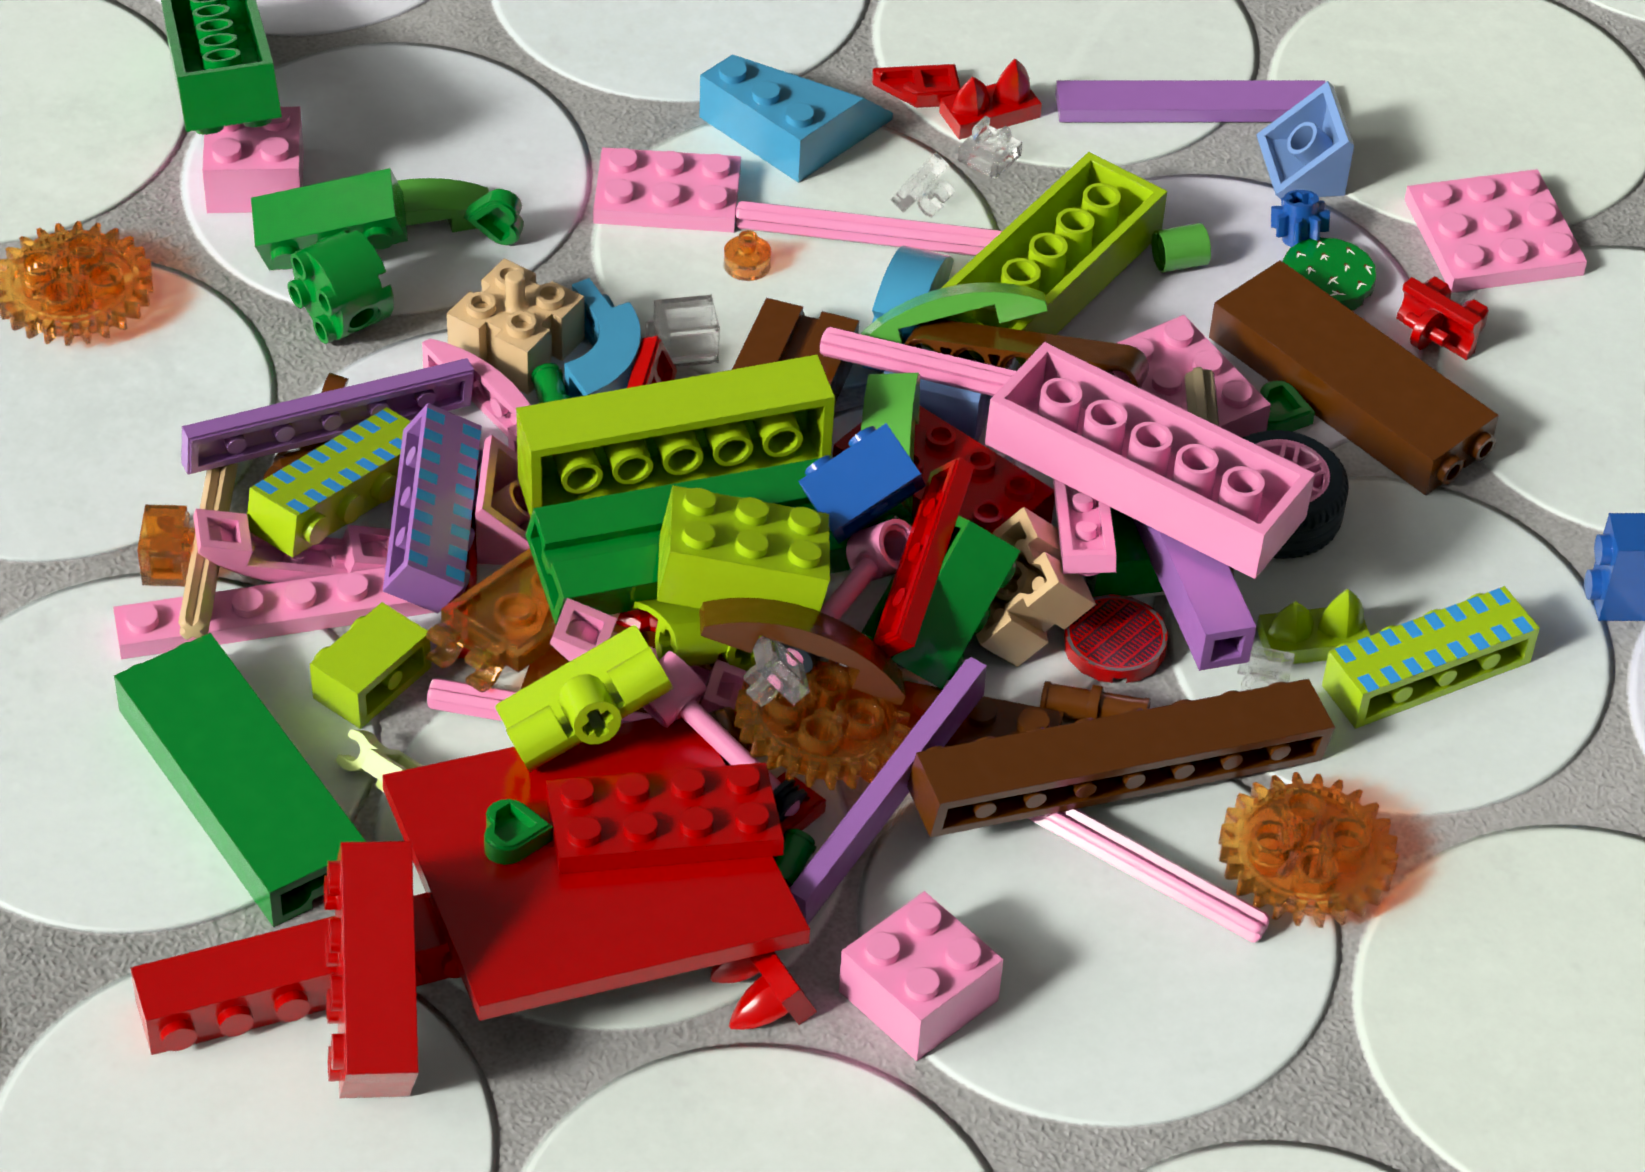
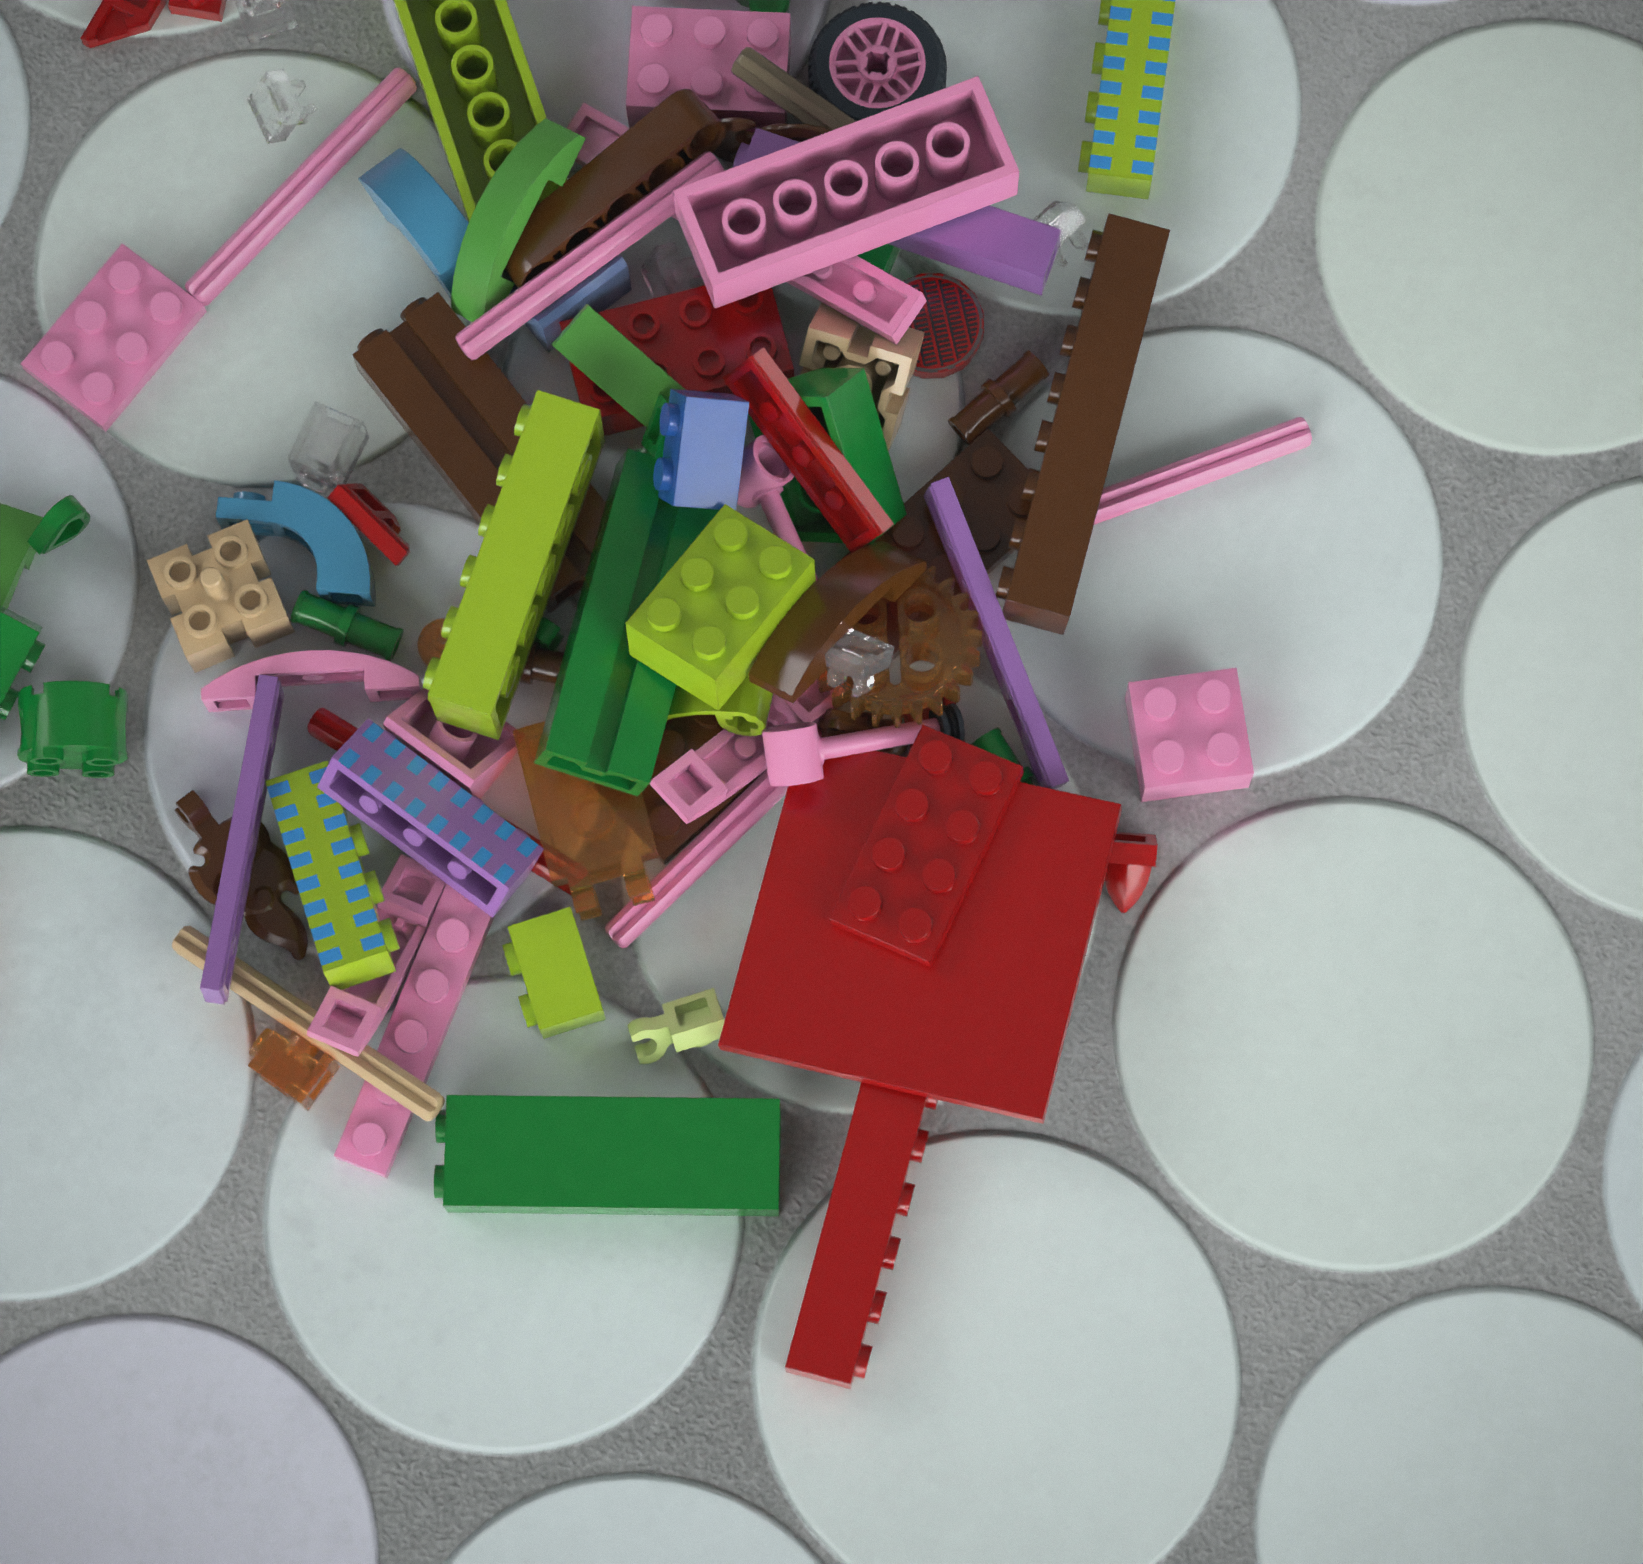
camera: 50 degrees left, 30 degrees up
(375, 970) = (945, 1180): red brick -> none
(514, 832) = (865, 977): green tile -> none
(583, 698) = (767, 834): lime panel -> none
(747, 257) = (256, 324): clear orange tile -> none
(785, 116) = (92, 160): dark azure wedge -> none
(1313, 631) = (1040, 154): lime tile -> none
(1329, 876) = (1305, 328): clear orange gear -> none

